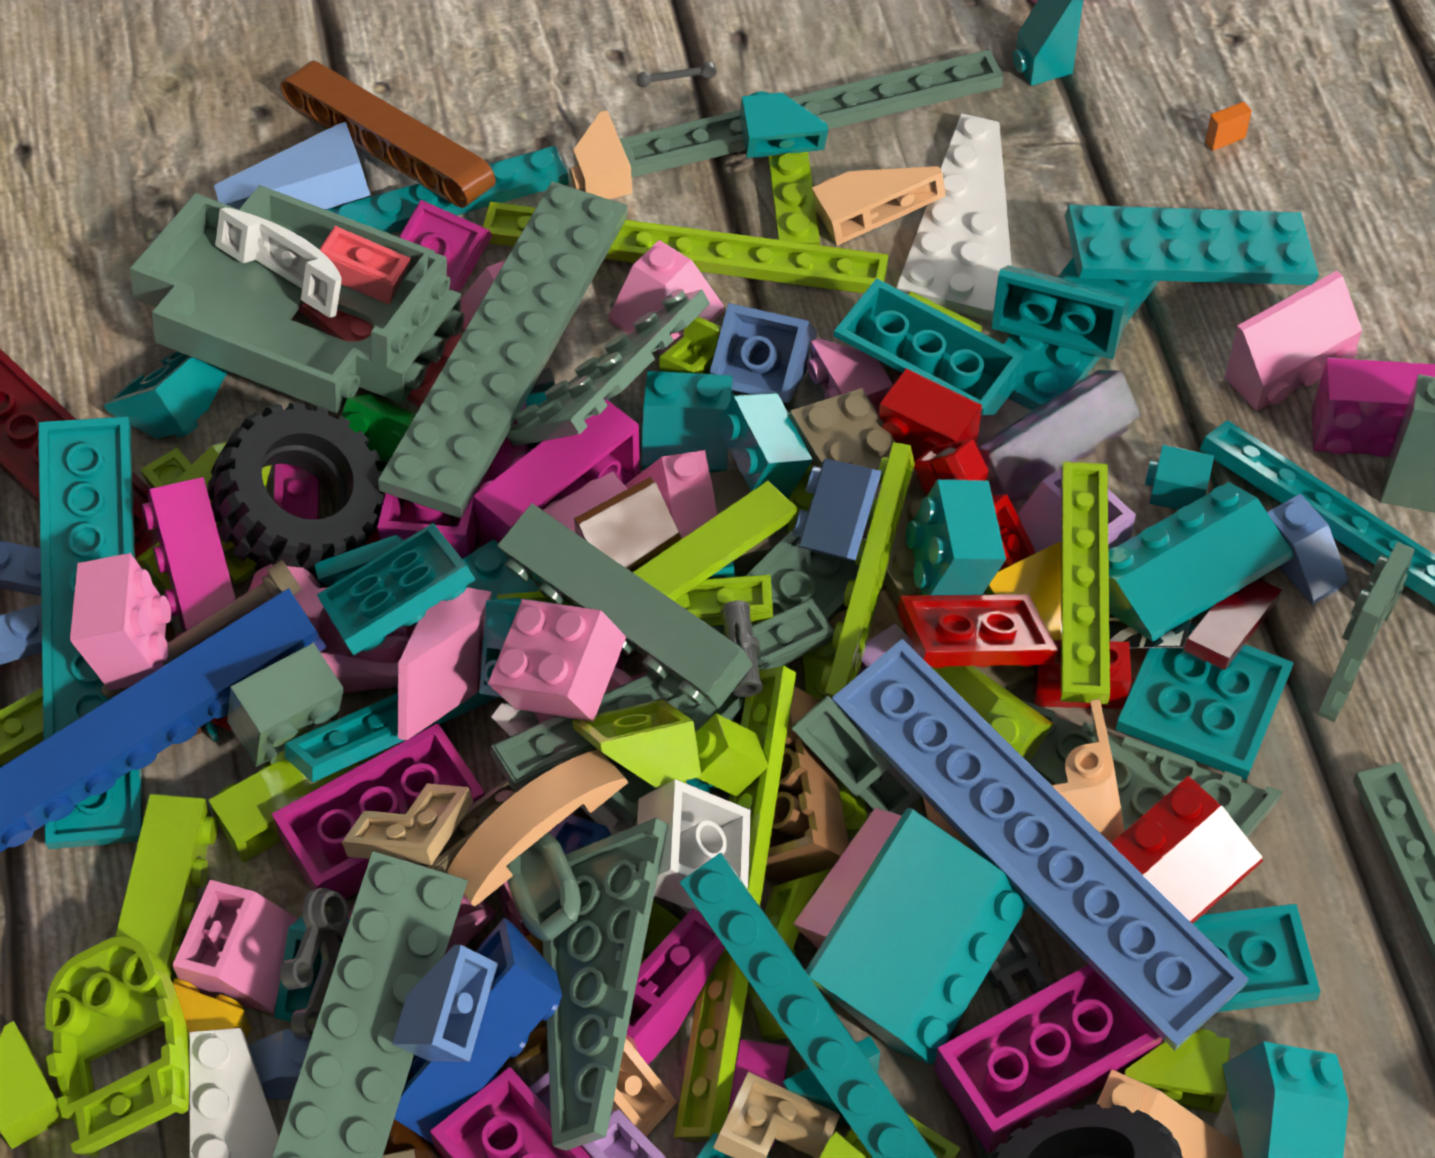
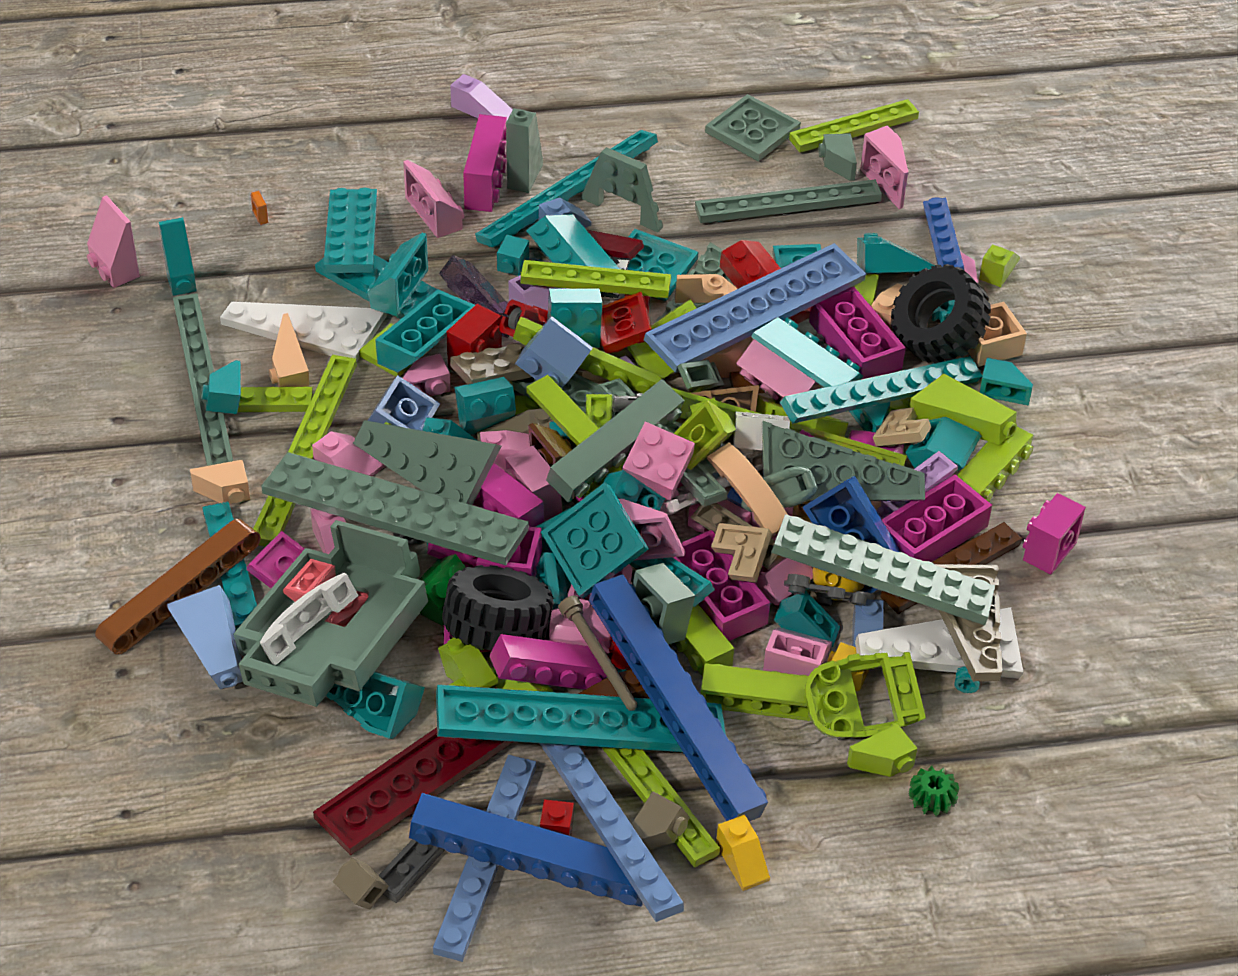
camera: 90 degrees left, 10 degrees down
(119, 620) = (605, 672): bright pink brick -> none
(447, 1007) = (869, 516): medium blue slope -> none
(707, 70) = (147, 464): dark grey hinge -> none

